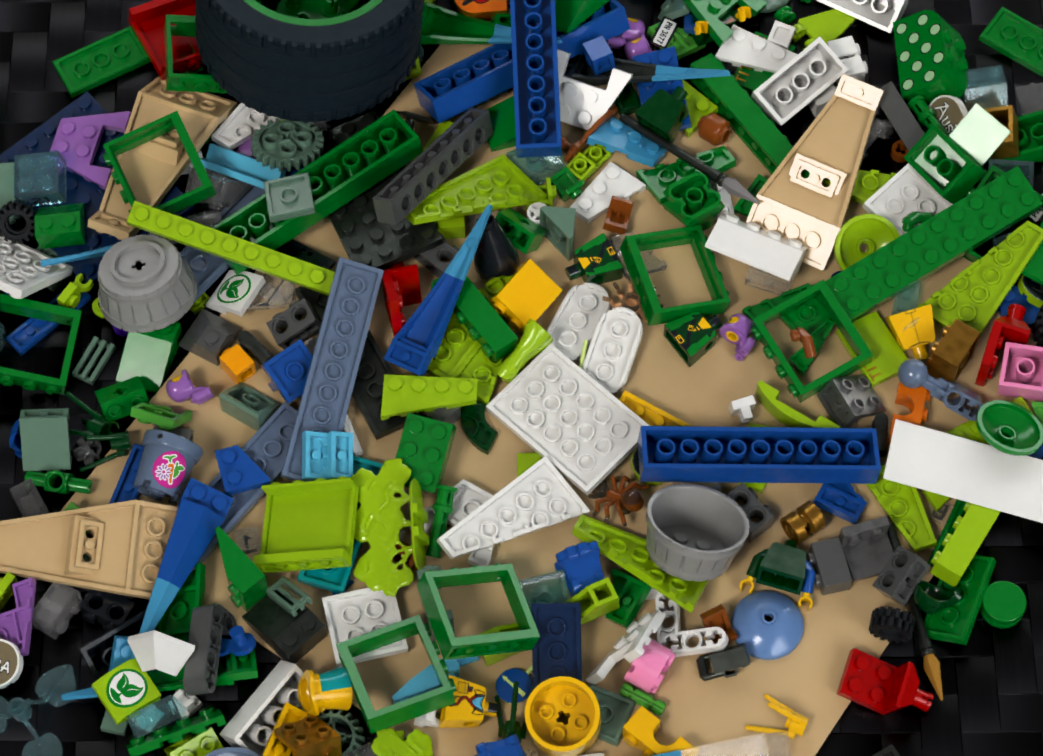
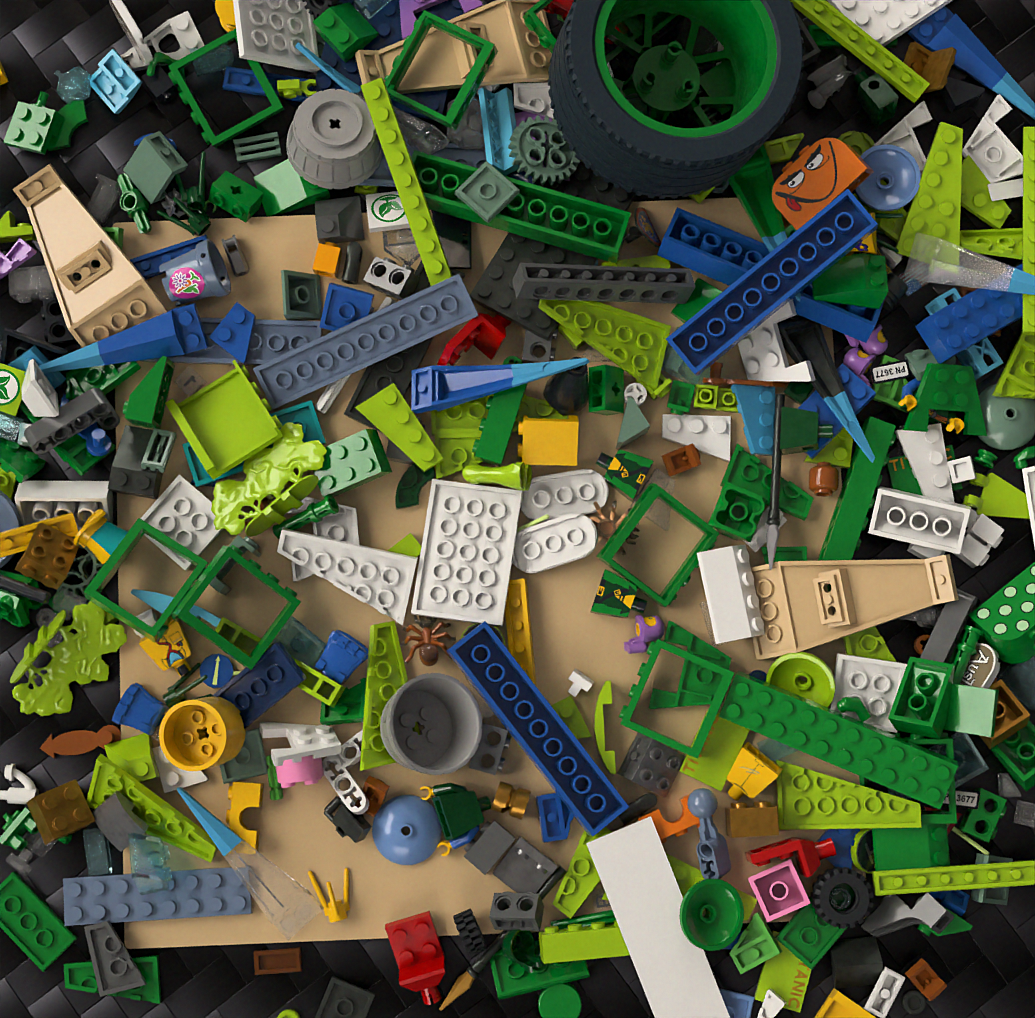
camera: 55 degrees right, 20 degrees up
(160, 415) = (237, 238): bright green wing -> none
(183, 388) = (278, 236): medium lavender piece -> none
(327, 455) = (294, 391): medium azure slope -> none
(599, 55) = (816, 337): blue brick -> none
(806, 339) = (667, 698): dark orange arm -> none

